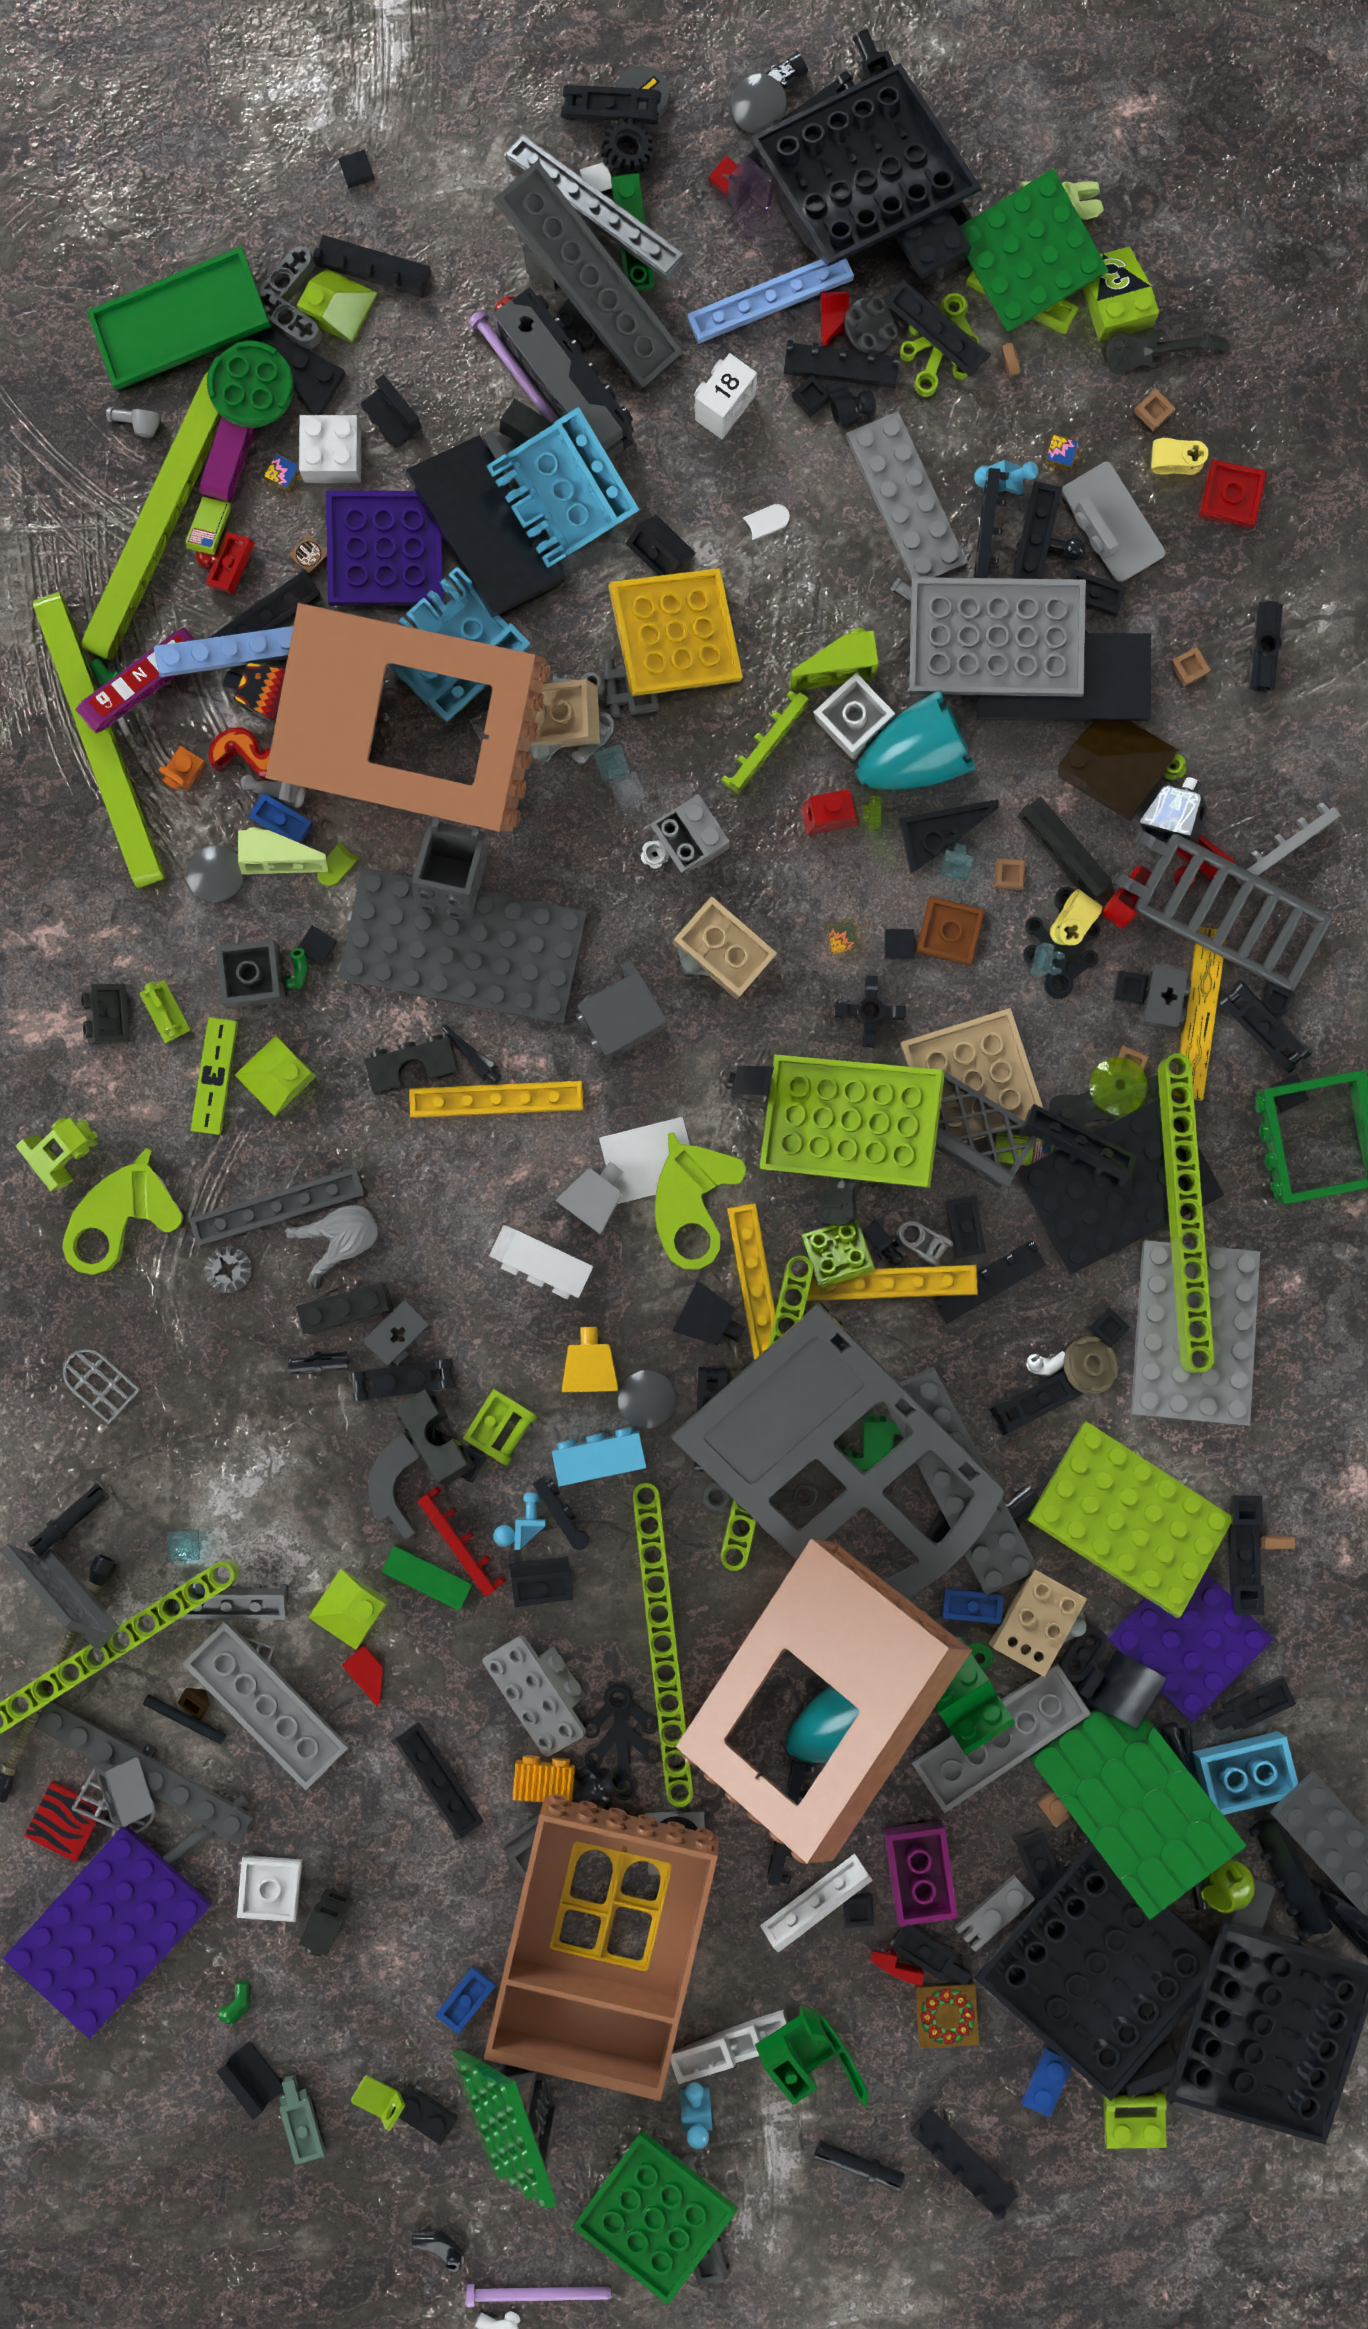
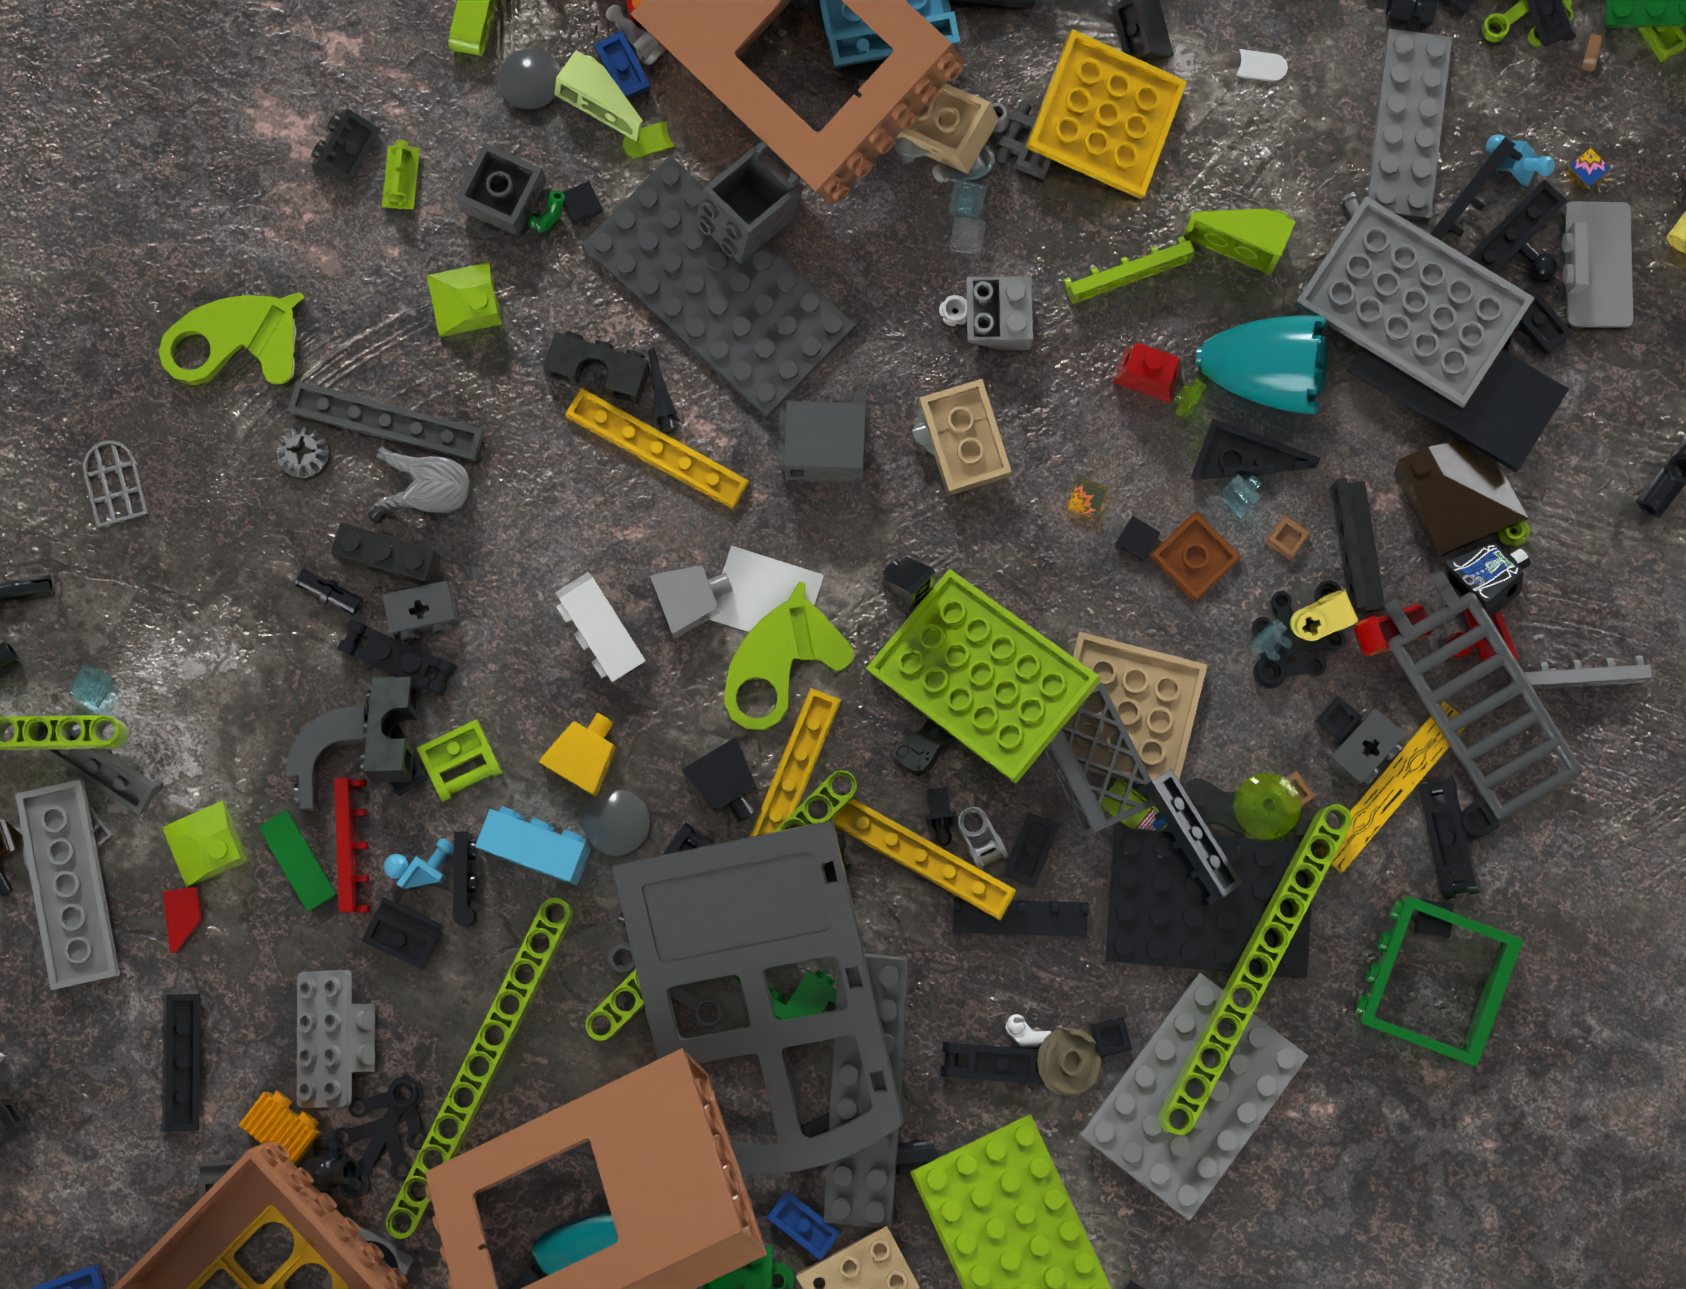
camera: 35 degrees right, 5 degrees down
(72, 1136) = (238, 242): lime tile -> none
(214, 1076) = (407, 265): lime tile -> none
(838, 1254) = (889, 797): lime tile -> none
(845, 1010) = (1082, 594): black pin -> none
(854, 716) = (1228, 293): white brick -> none
(1190, 666) = (1589, 446): medium nougat plate -> none

